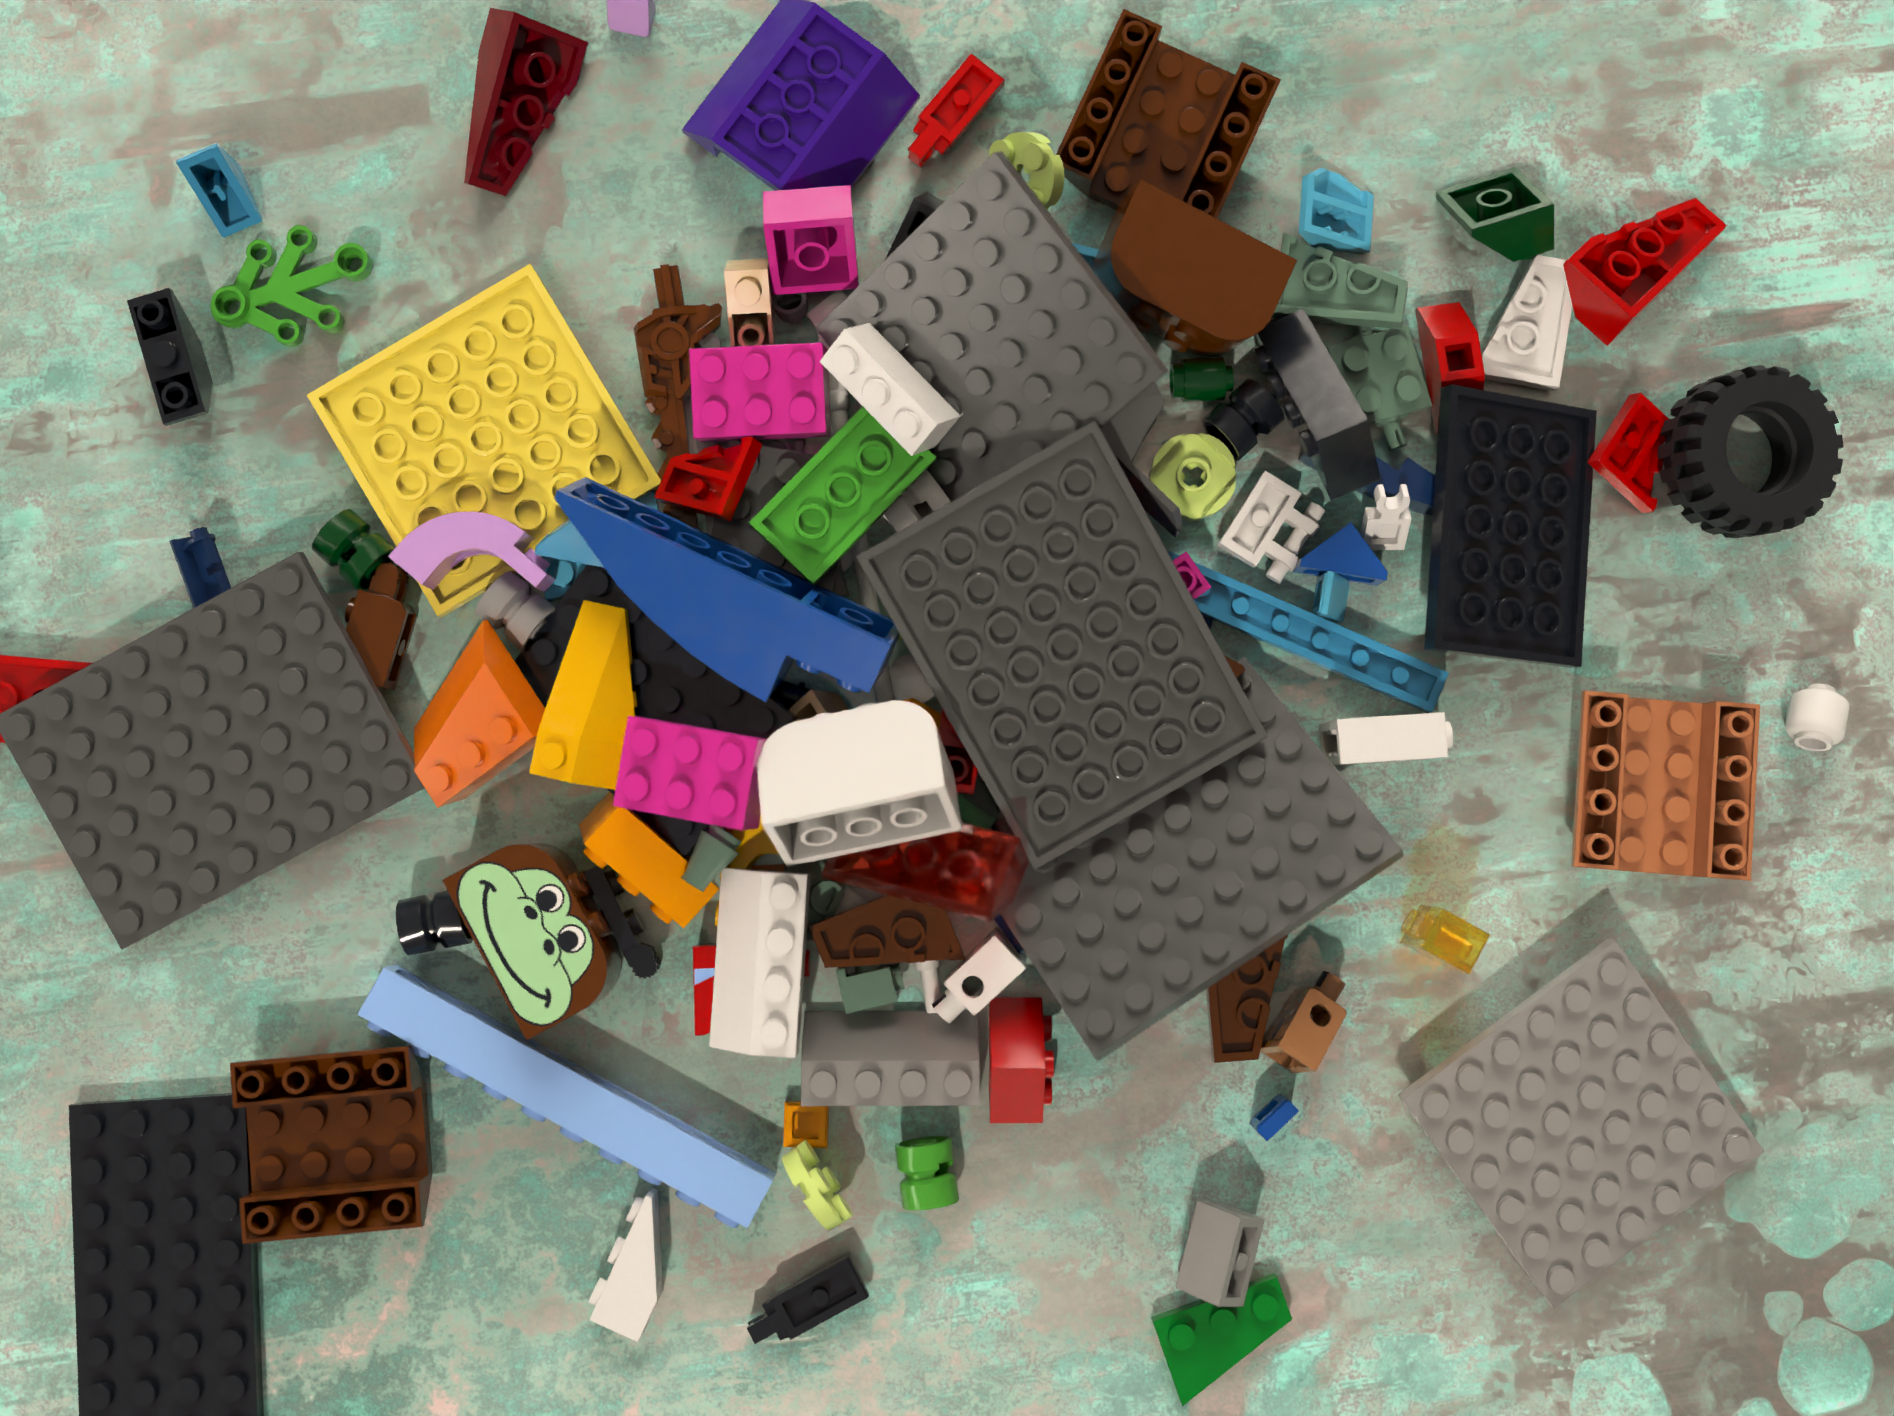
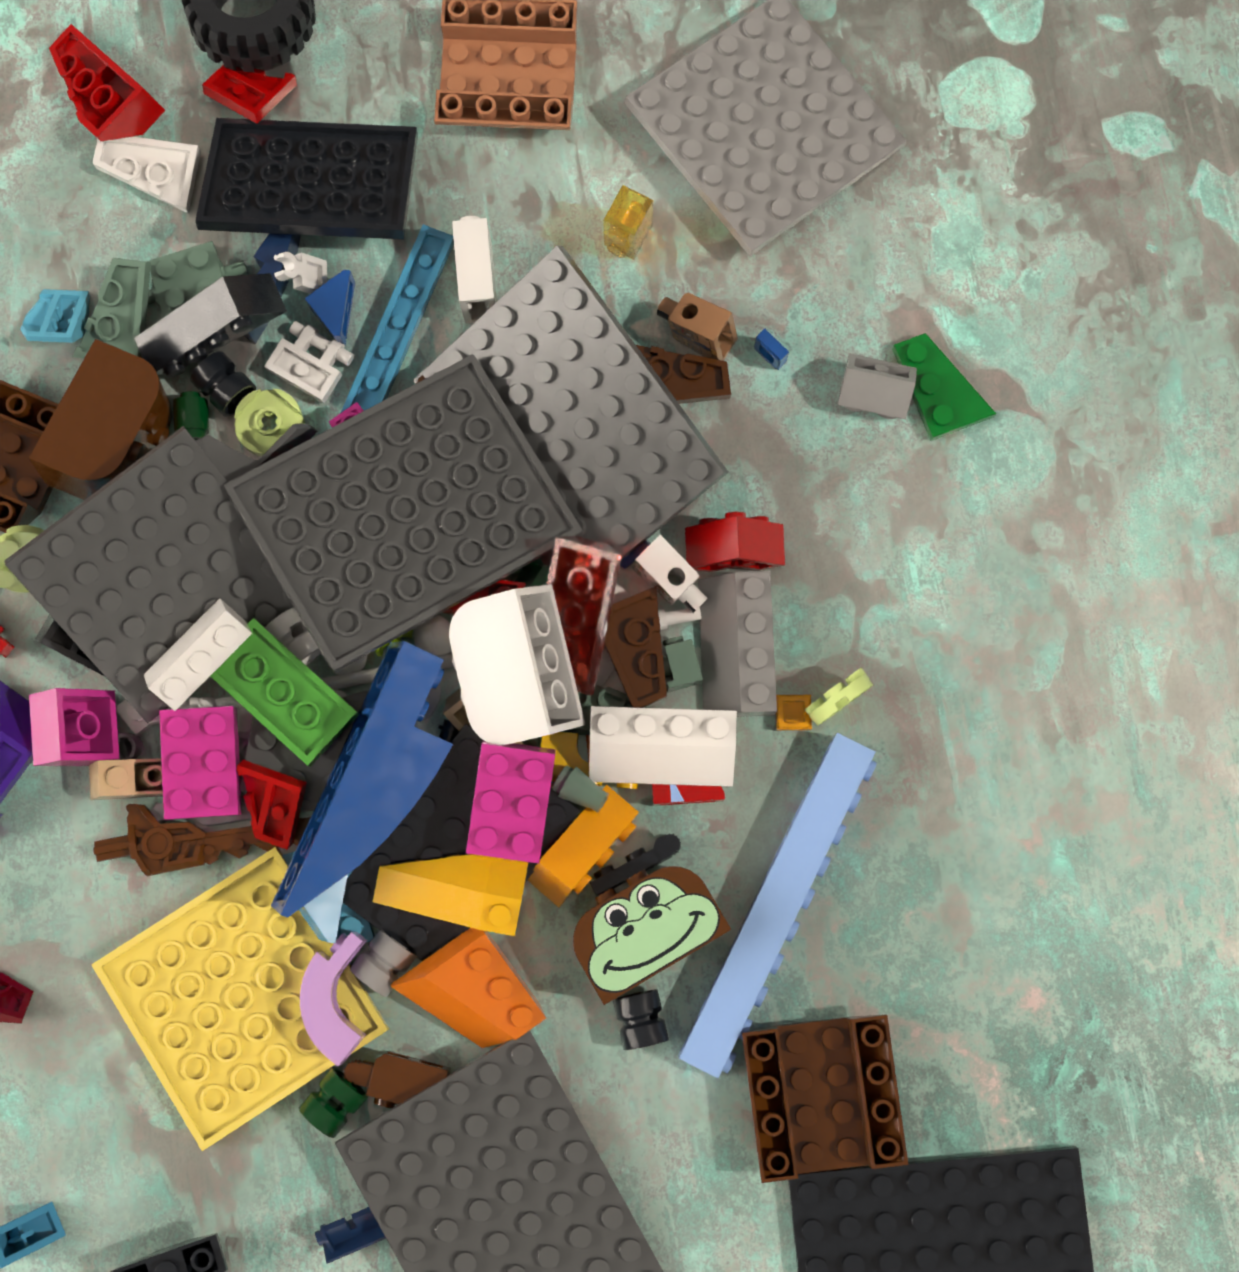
camera: 85 degrees left, 5 degrees down
(285, 287) = (110, 1177): bright green plant -> none
(636, 1281) = (926, 844): white slope -> none
(810, 1301) = (932, 703): black hinge -> none
(926, 1173) = (826, 613): bright green wheel -> none
(1331, 597) = (363, 316): medium azure slope -> none
(1448, 351) = (171, 227): red slope -> none
(1503, 213) = (58, 188): dark green slope -> none

